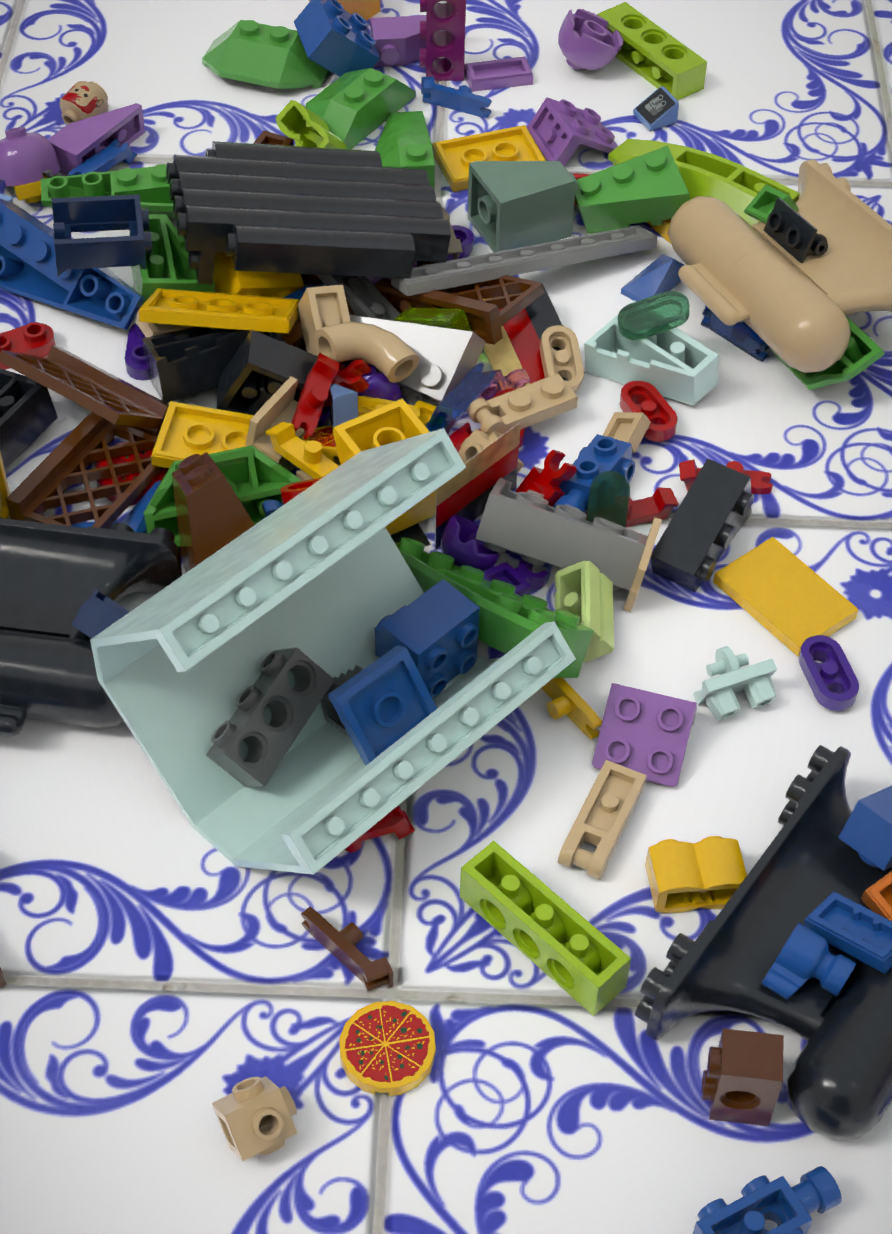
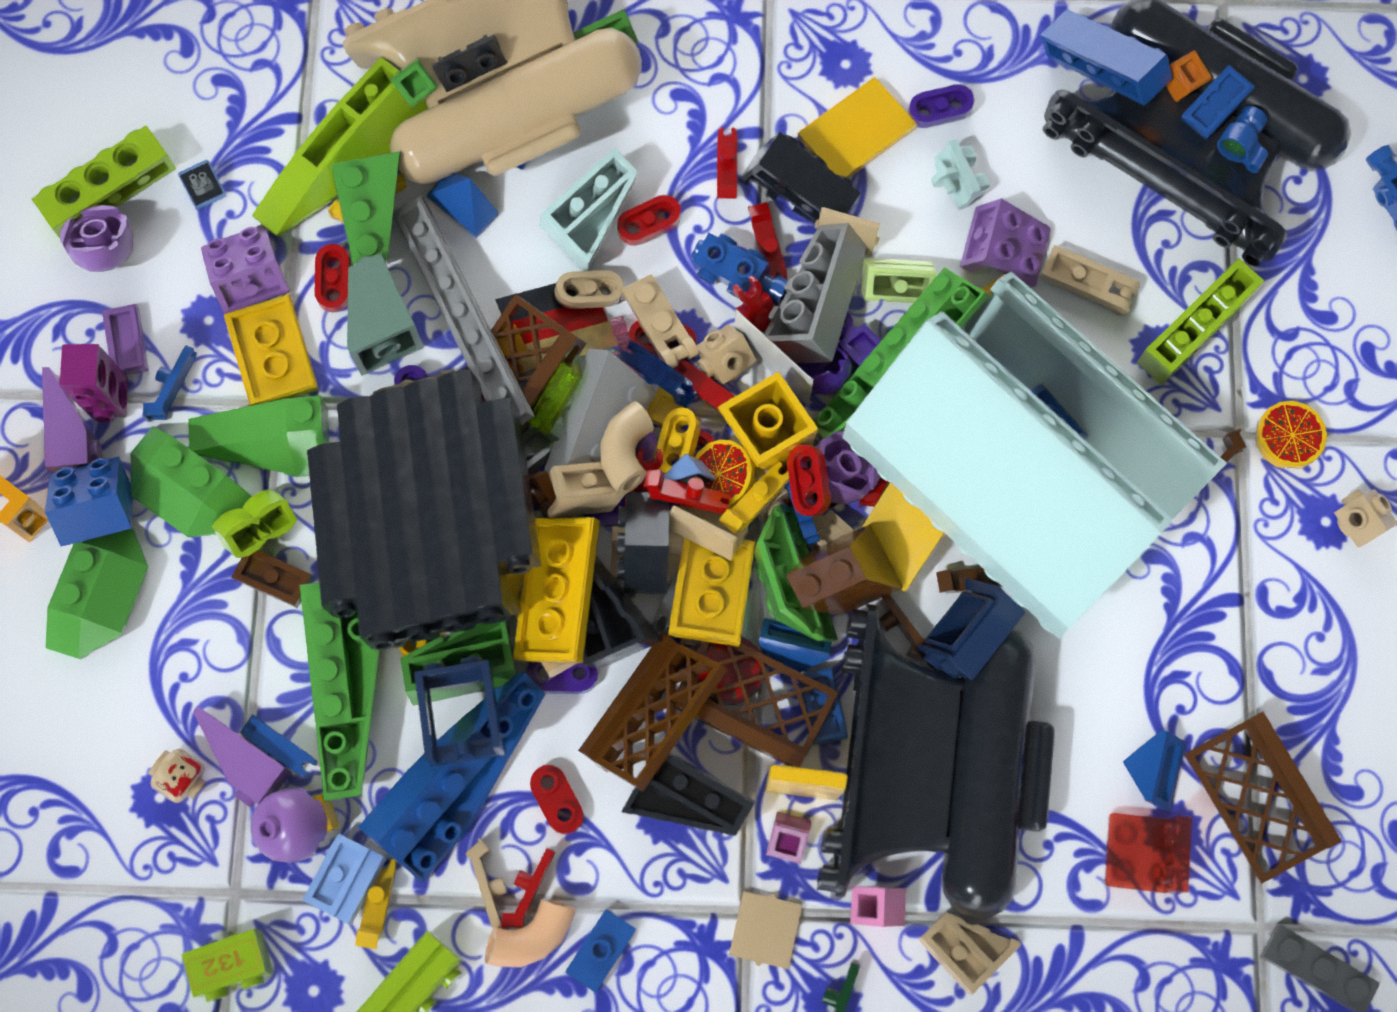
camera: 90 degrees left, 25 degrees up
(609, 498) = (781, 254): clear green tile -> none
(628, 427) = (681, 239): tan plate -> none
(653, 315) = (568, 196): clear green tile -> none
(694, 874) = (1138, 216): yellow brick -> none
(744, 1077) = (1313, 193): reddish brown brick -> none

